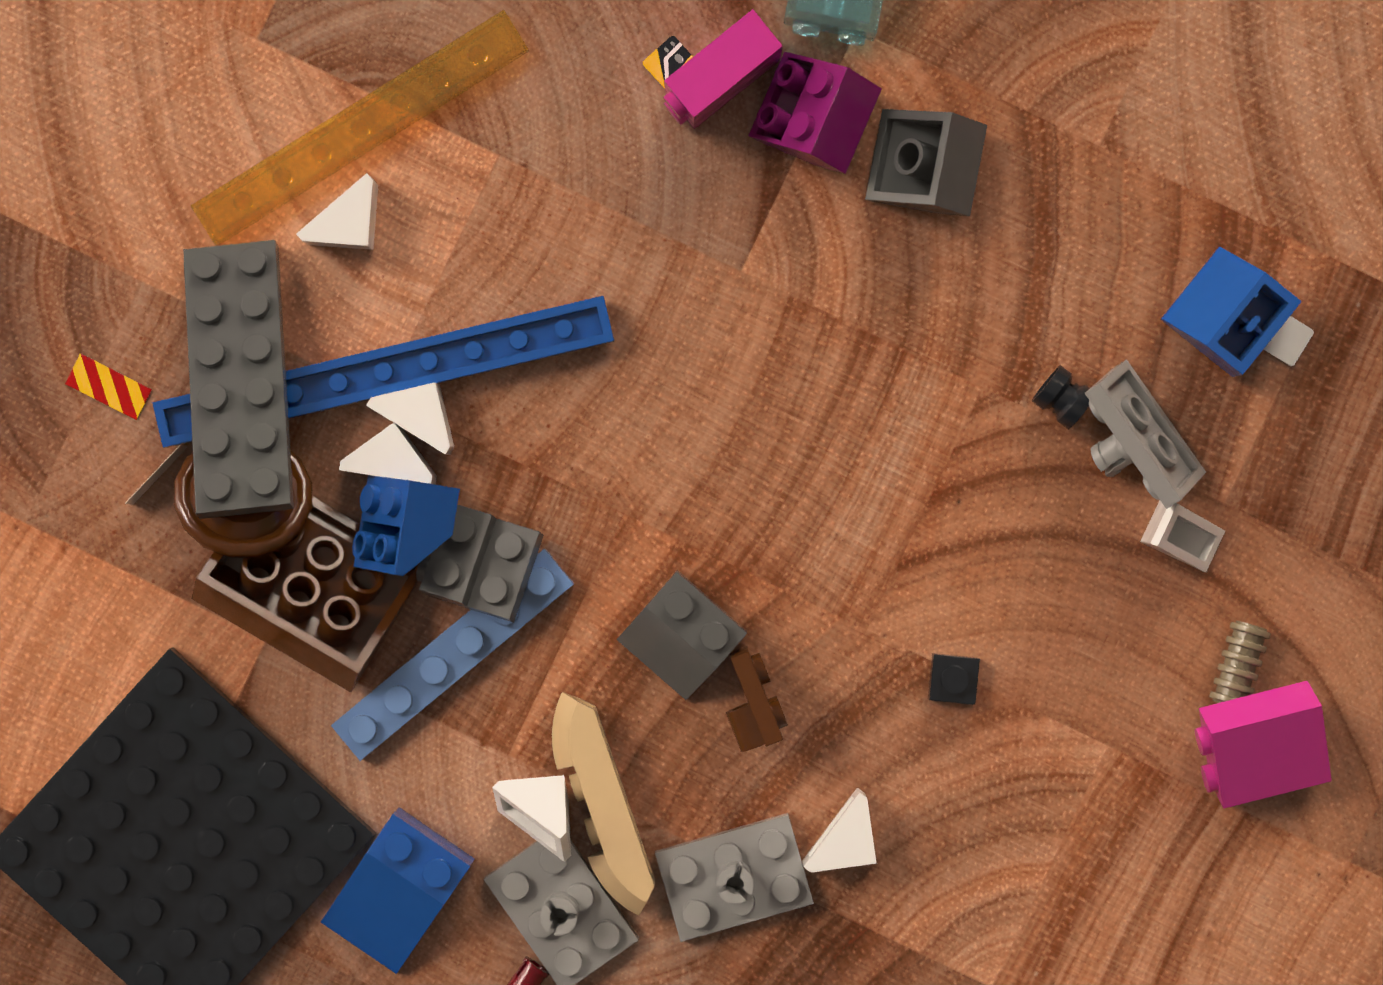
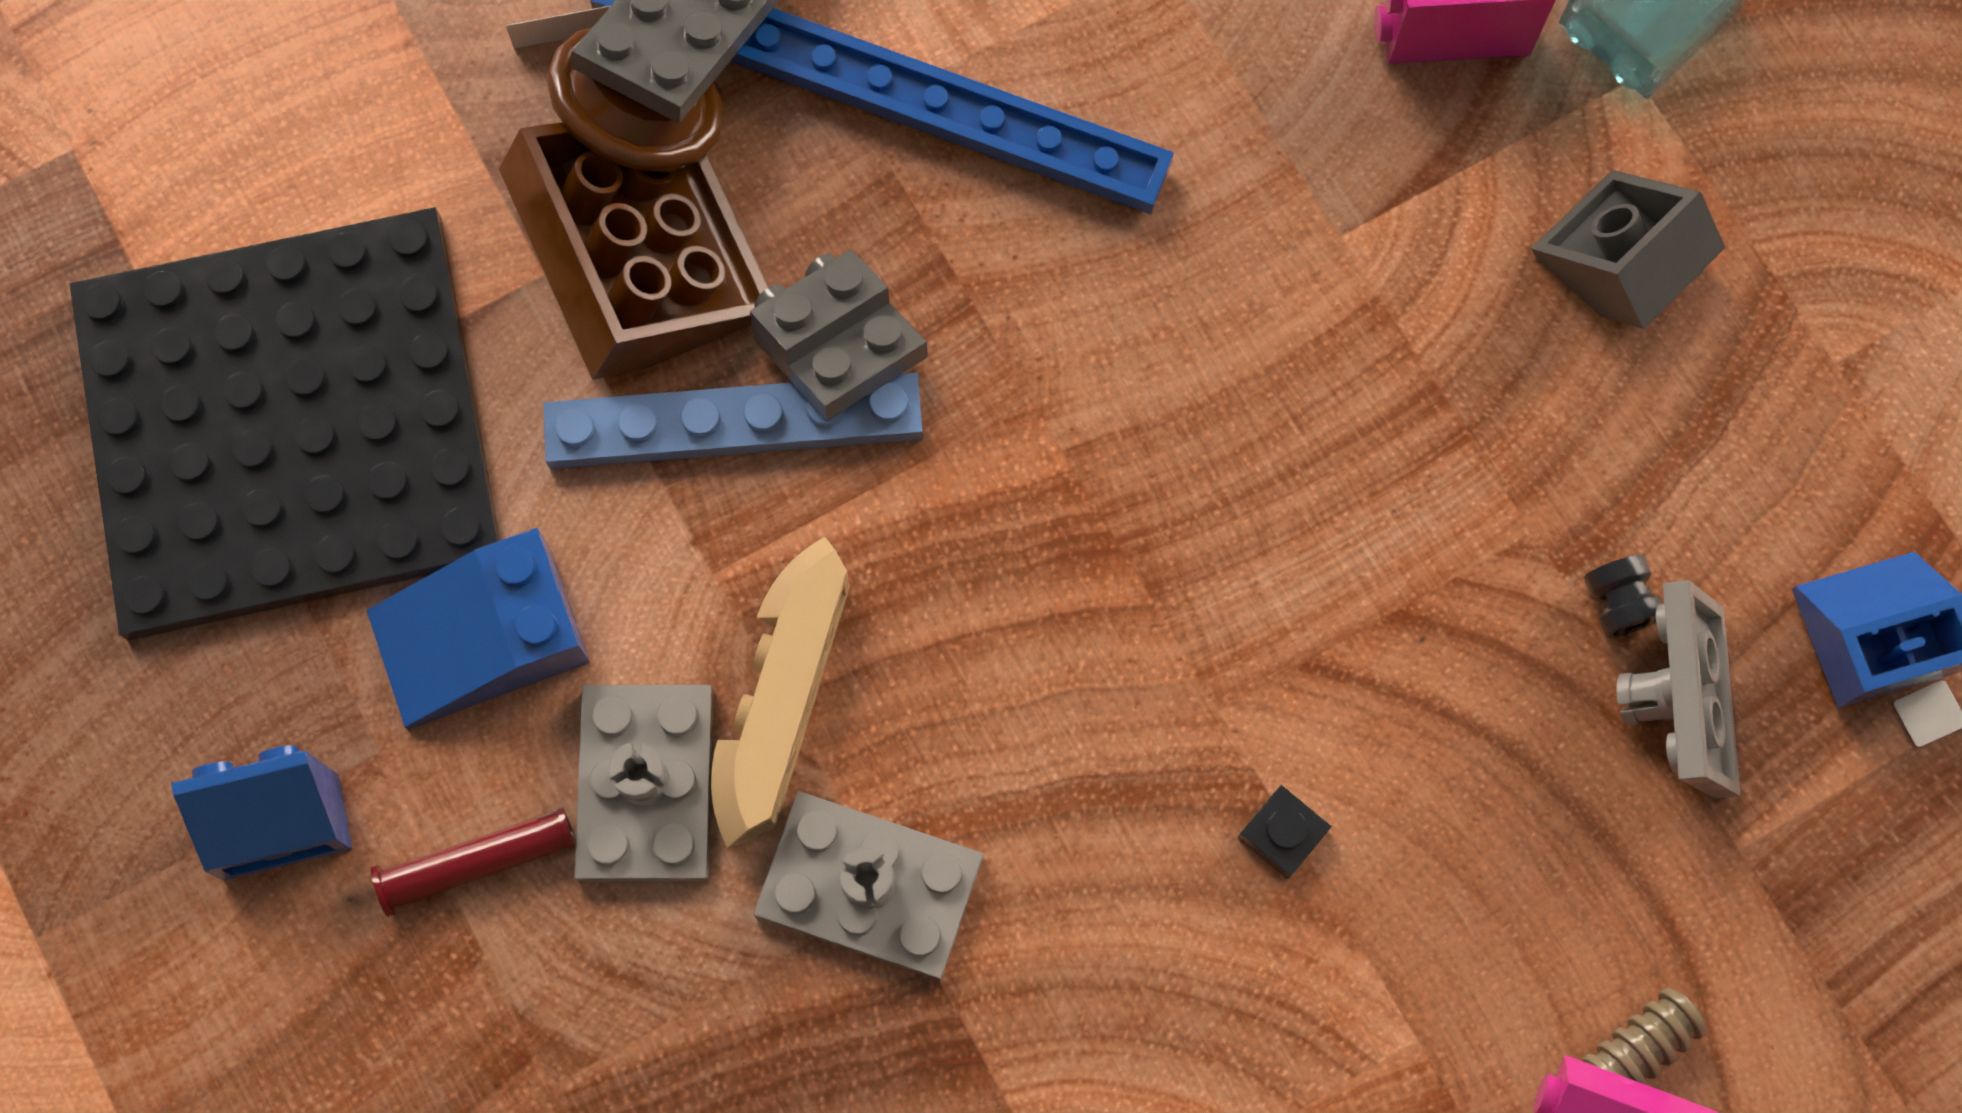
camera: 30 degrees right, 15 degrees down
(390, 456) = (818, 165): white slope -> none
(402, 523) = (792, 218): blue slope -> none
(419, 412) = (886, 139): white slope -> none
(539, 809) = (703, 644): white slope -> none
(682, 635) = (1005, 565): dark grey slope -> none
(760, 718) = (1031, 708): reddish brown plate -> none
(815, 111) = (1540, 118): magenta slope -> none
(846, 839) = (1030, 927): white slope -> none
(1183, 535) = (1670, 846): white slope -> none

